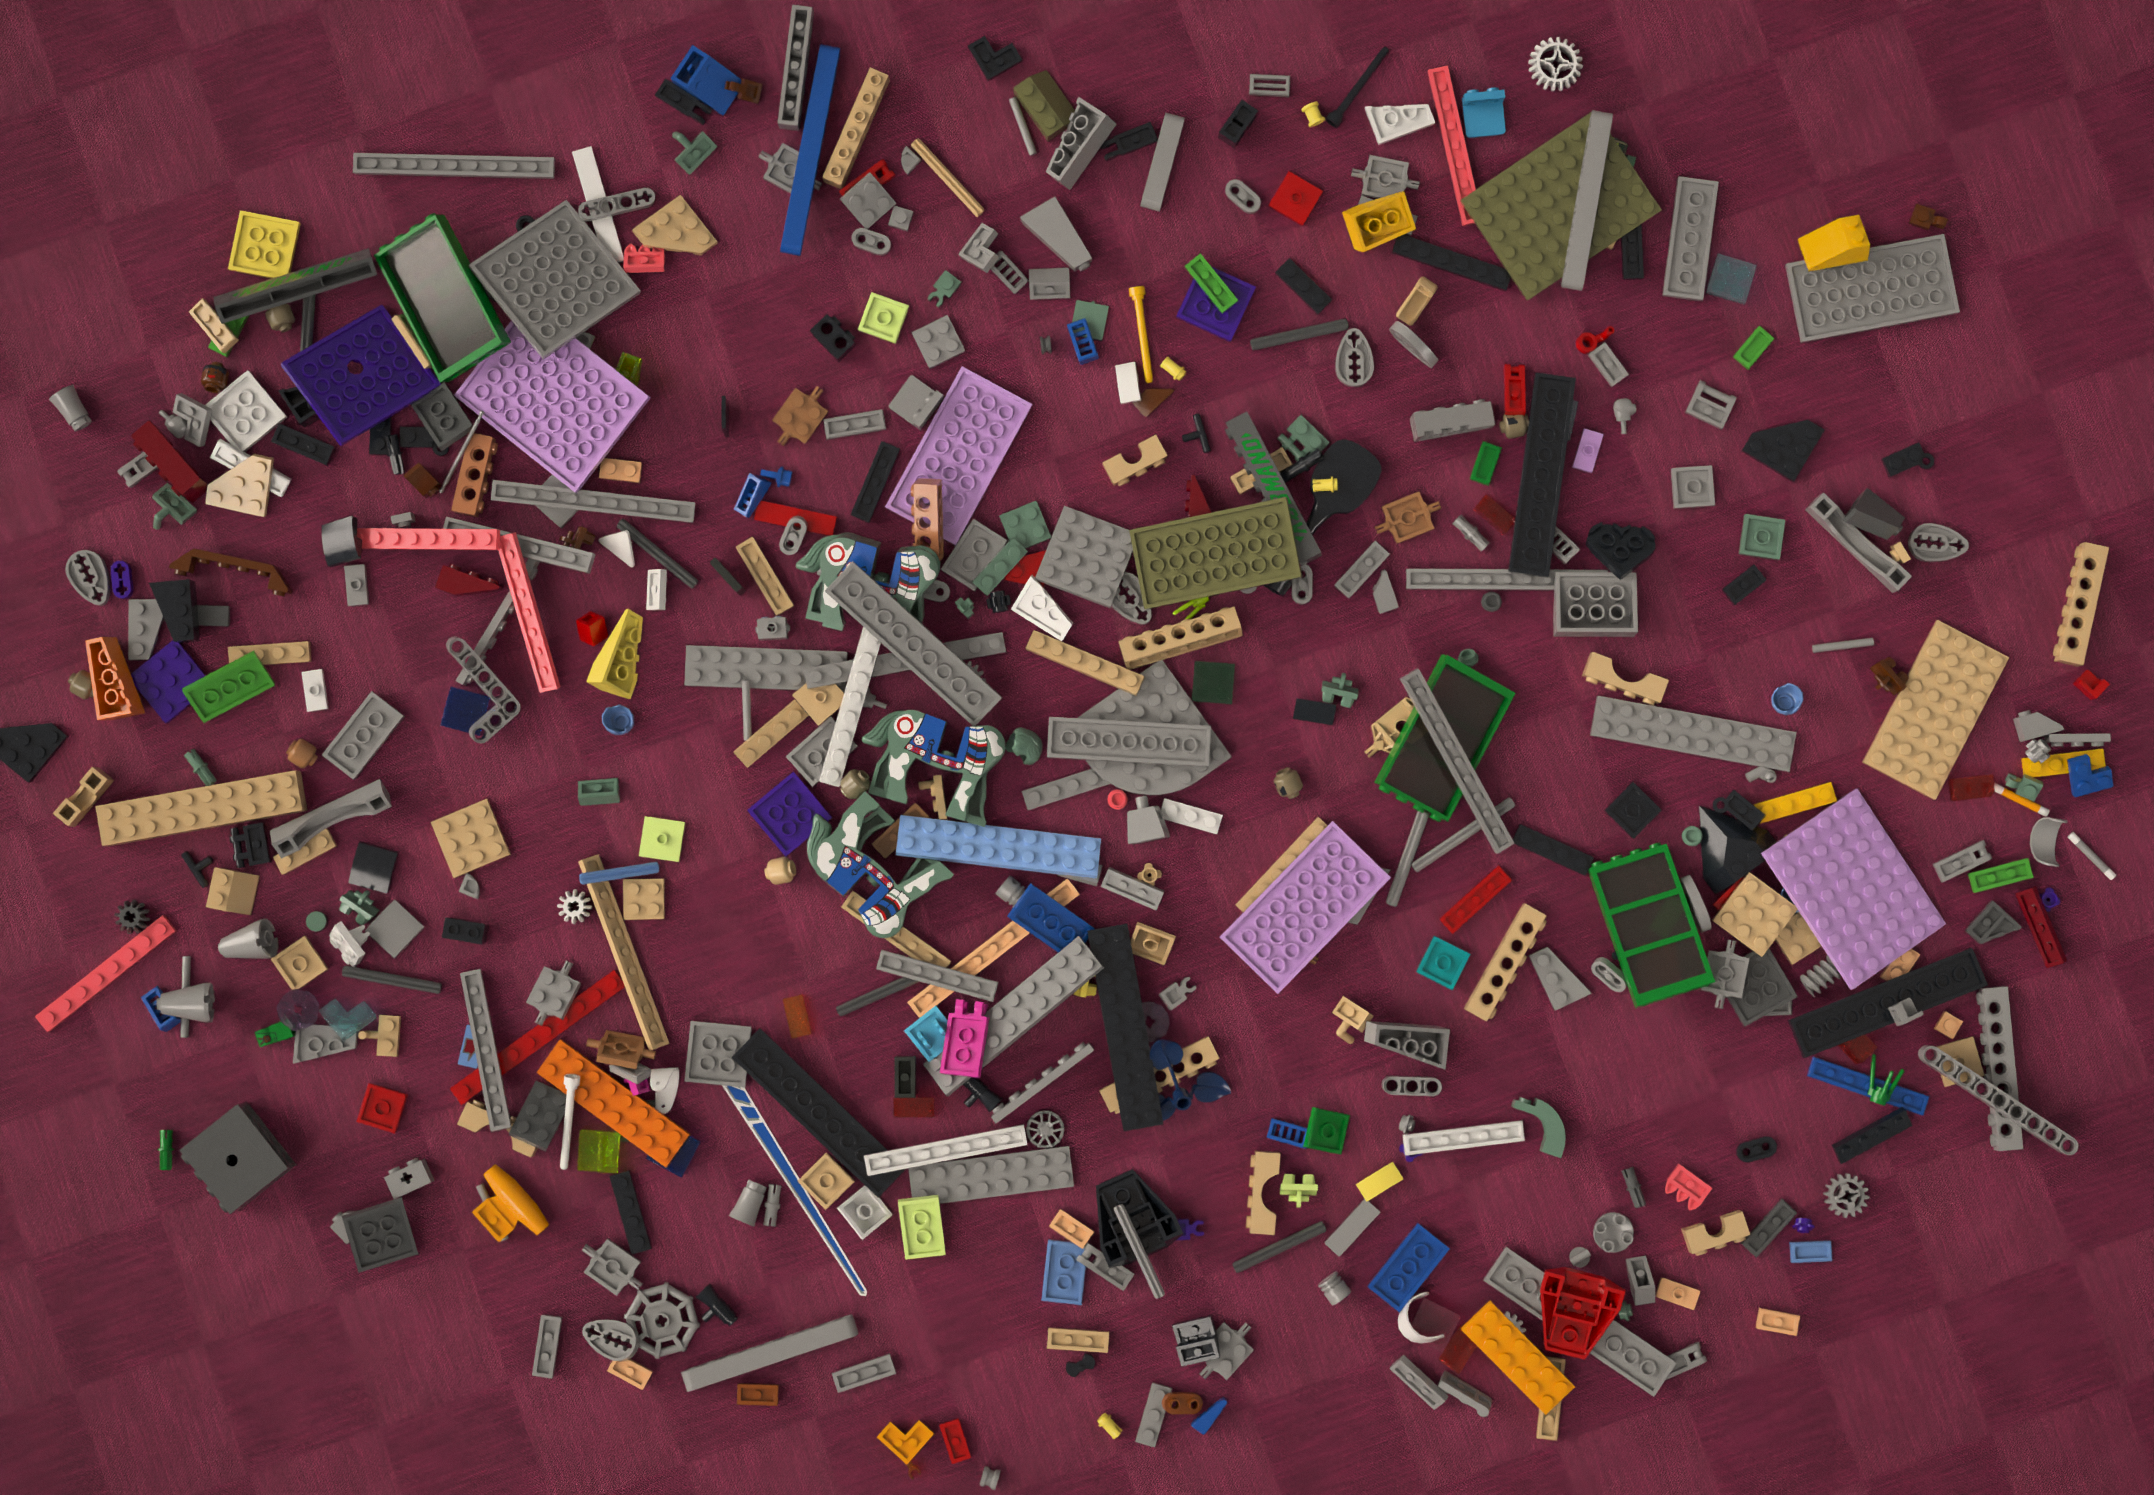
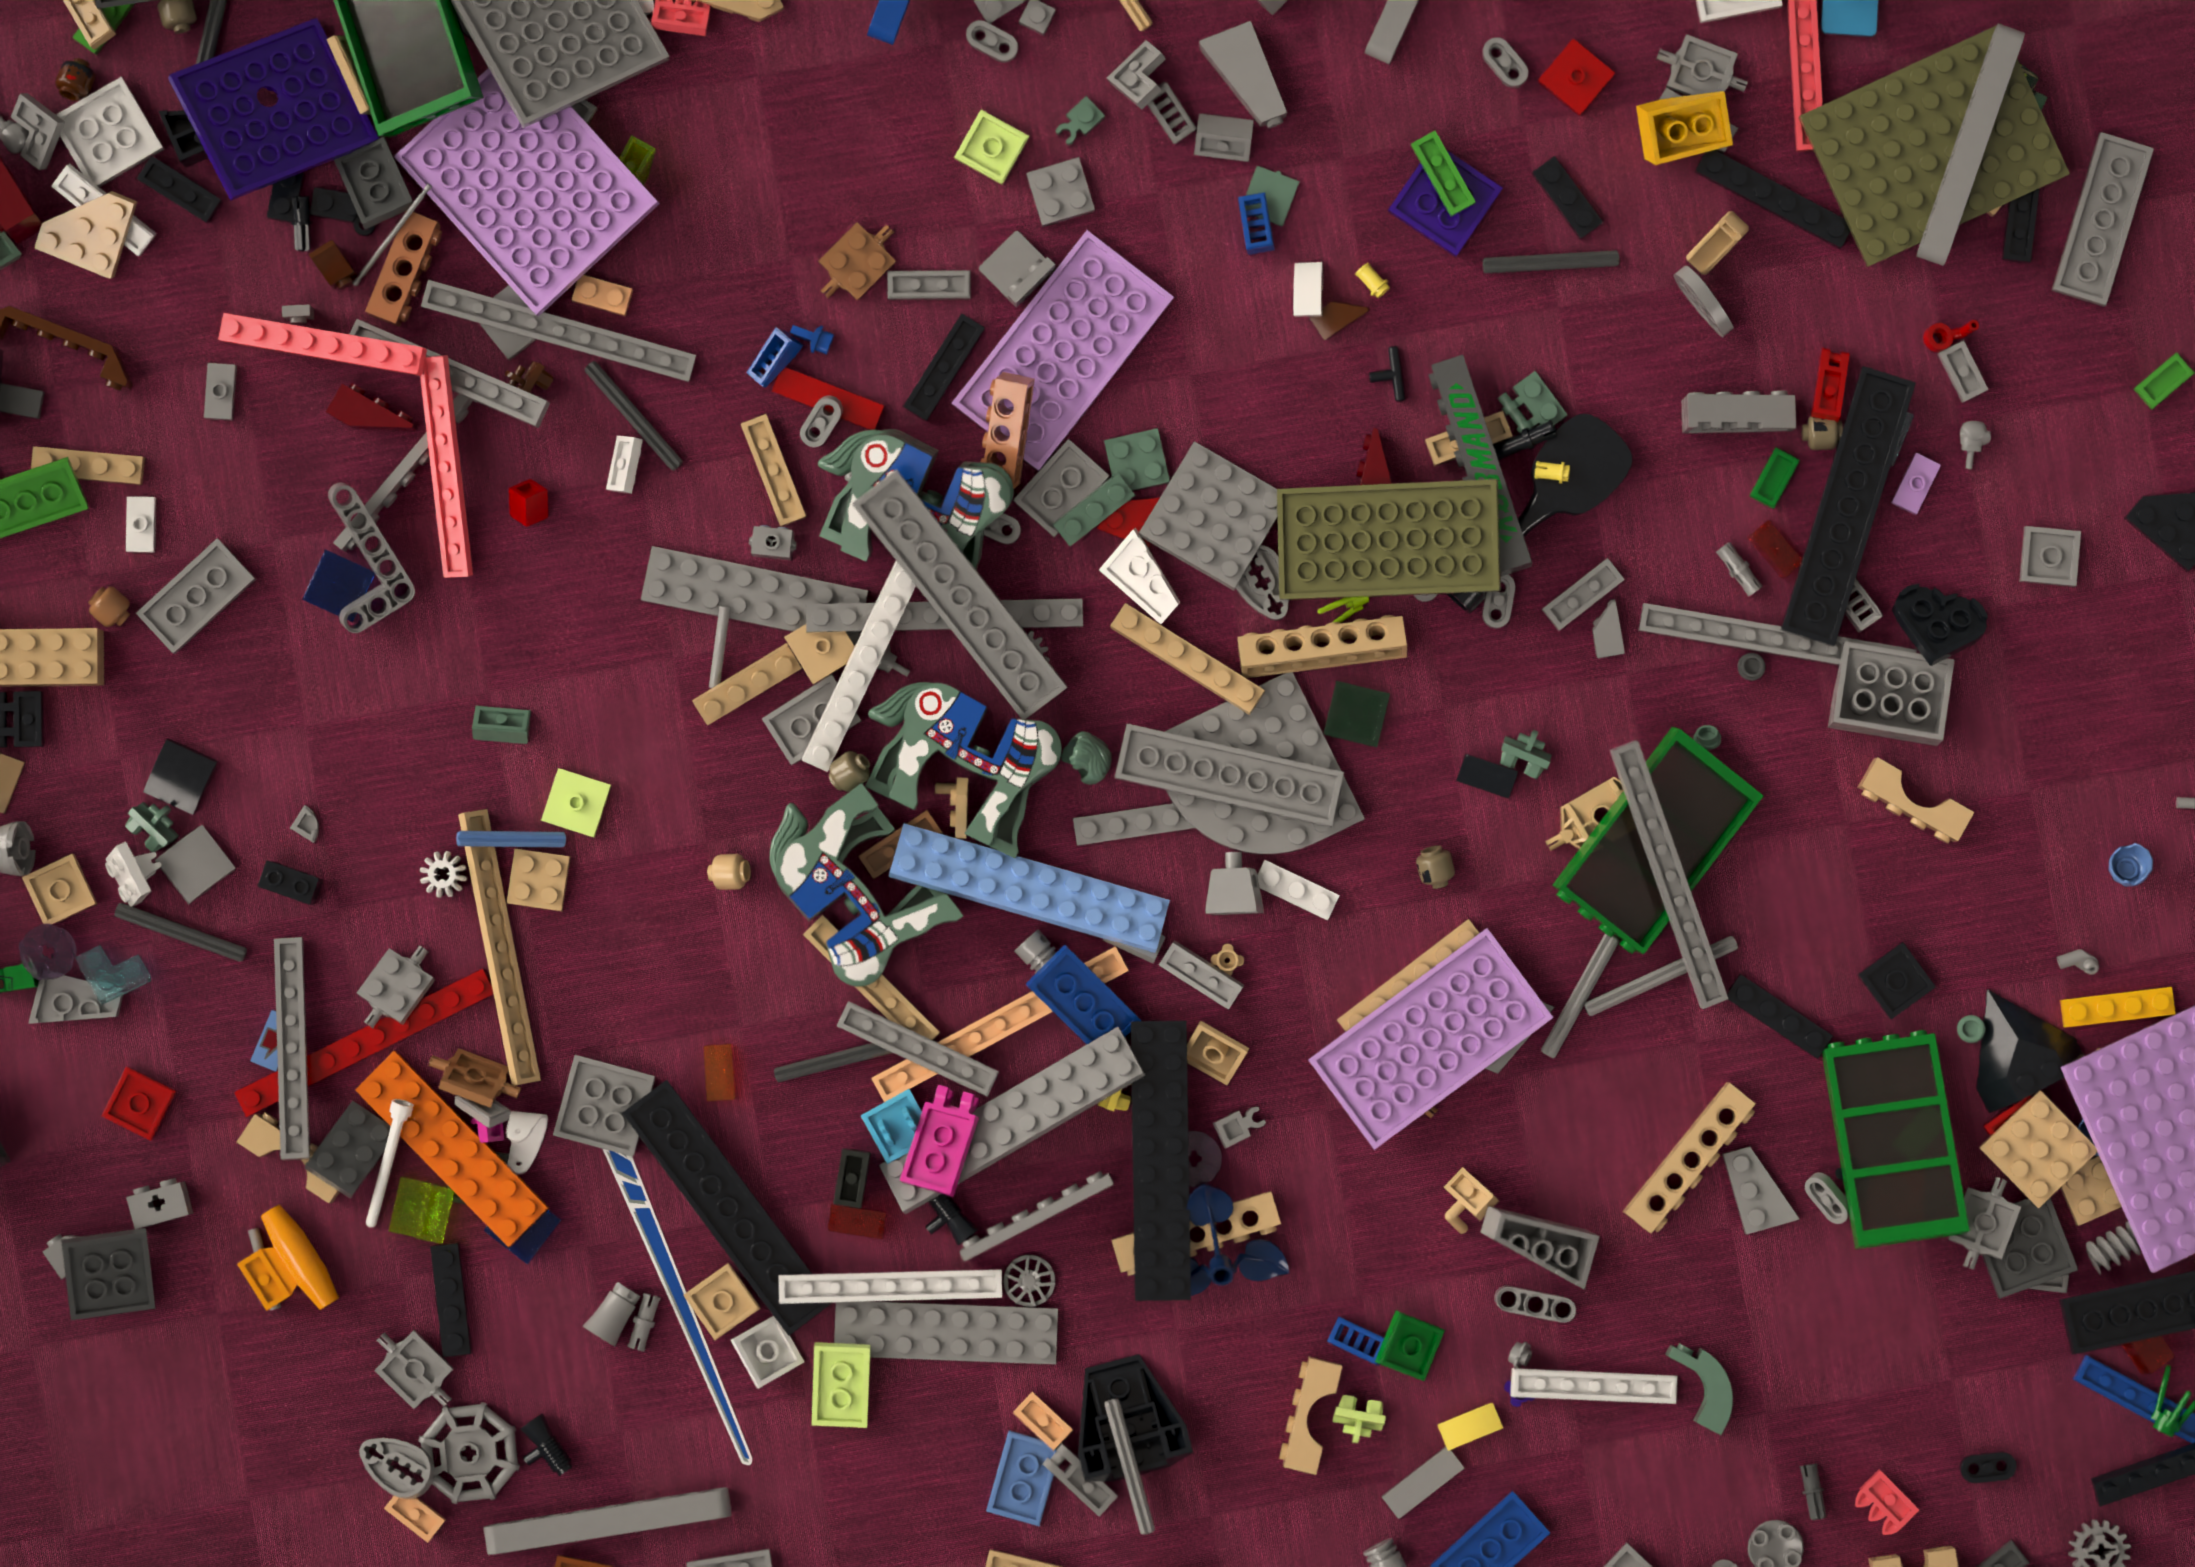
camera: 10 degrees right, 0 degrees up
(297, 832) = (86, 712): light grey arch -> none
(313, 848) = (91, 740): tan plate -> none
(316, 921) = (92, 836): sand green tile -> none
(341, 541) = (209, 329): slope -> none
(387, 1035) = (161, 1007): tan plate -> none
(470, 838) = (318, 759): tan plate -> none
(547, 1346) = (308, 1461): light grey plate -> none
(616, 662) = (553, 555): light yellow wedge -> none
(618, 719) = (543, 631): medium blue hair -> none
(620, 545) = (585, 396): white piece -> none
(725, 416) = (756, 245): black piece -> none
(727, 576) = (723, 462): pearl dark grey tile -> none
(788, 813) = (752, 796): dark purple plate -> none
(829, 340) = (914, 165): black brick -> none
(965, 606) = (1038, 556): sand green plate -> none
(998, 601) = (1084, 557): black gear -> none
(1045, 344) = (1205, 219): dark grey bush -> none
(1117, 799) = (1200, 850): coral plate -> none
(1137, 294) = (1340, 172): yellow piece -> none
(1152, 455) = (1278, 406): tan arch -> none
(1189, 1228) = (1202, 1447): dark purple plate -> none
(1279, 1247) = (1320, 1492): dark grey axle -> none
(1343, 362) = (1604, 309): light grey piece -> none
(1407, 517) = (1656, 534): medium nougat plate -> none
(1443, 962) = (1605, 1144): teal plate -> none
(1475, 899) = (1663, 1066): red tile -> none
(1693, 733) = (1995, 890): light grey plate -> none
(1695, 904) = (1960, 1122): light grey piece -> none
(1707, 410) = (2088, 456): light grey plate -> none
(1731, 279) = (2149, 283): clear light blue plate -> none
(1740, 809) = (2042, 1003): black hinge -> none
(1744, 584) = (2097, 700): black plate -> none
(1761, 537) = (2132, 639): sand green plate -> none

